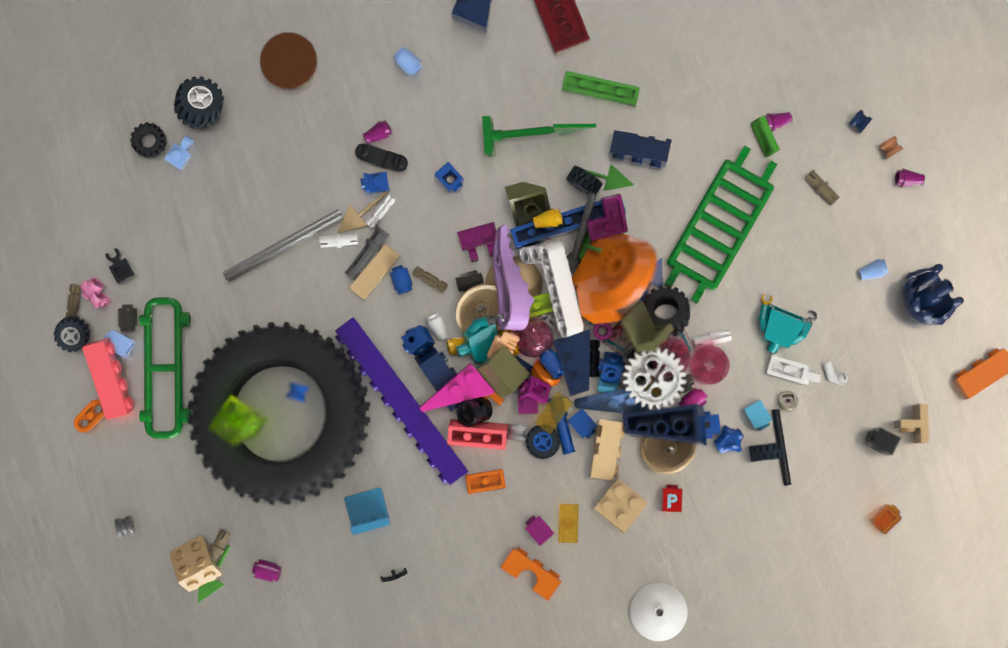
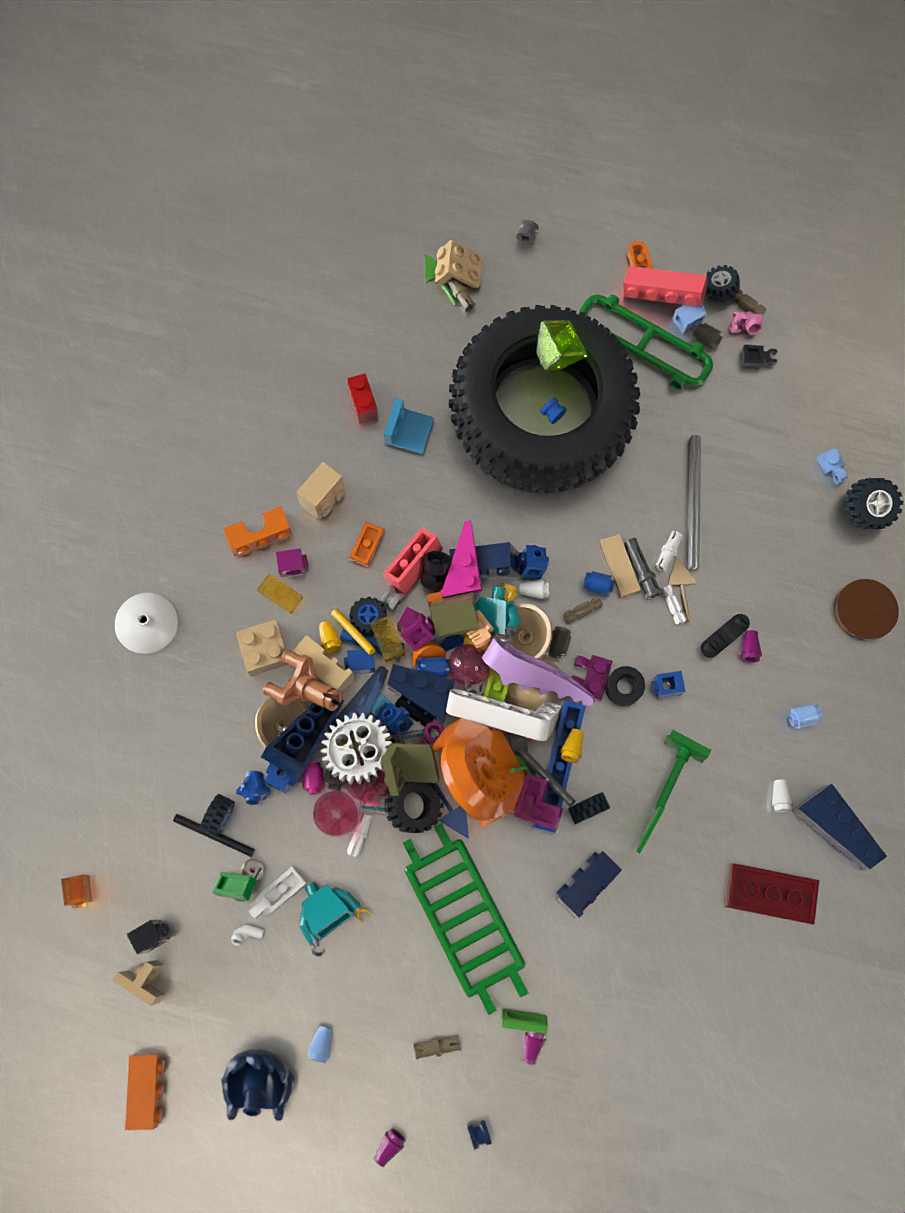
camera: 115 degrees right, 10 degrees down
(148, 151) = (866, 435): black tyre -> none
(266, 570) = (413, 318): magenta brick -> none
(365, 565) = (362, 398): none -> red brick
(375, 182) = (704, 615): blue bracket -> none
(394, 576) = (338, 411): black piece -> none
(400, 399) = (488, 515): dark purple brick -> none
(467, 543) = (321, 491): none -> tan brick
(479, 201) = (638, 686): none -> black tyre
(482, 44) = (781, 797): none -> white cone
(526, 202) = (602, 740): olive slope -> none
(564, 443) = (353, 631): none -> yellow bar
(579, 460) = (329, 639): none -> yellow cone
(600, 88) = (670, 886): bright green tile -> none
(613, 180) = (572, 841): bright green piece -> none
(633, 450) = (303, 685): none -> nougat wheel
(671, 499) = (236, 698): red brick -> none
(757, 415) = (258, 830): medium azure brick -> none
(808, 404) = (234, 886): none -> green tile
(891, 147) = (433, 1149): nougat wheel -> none

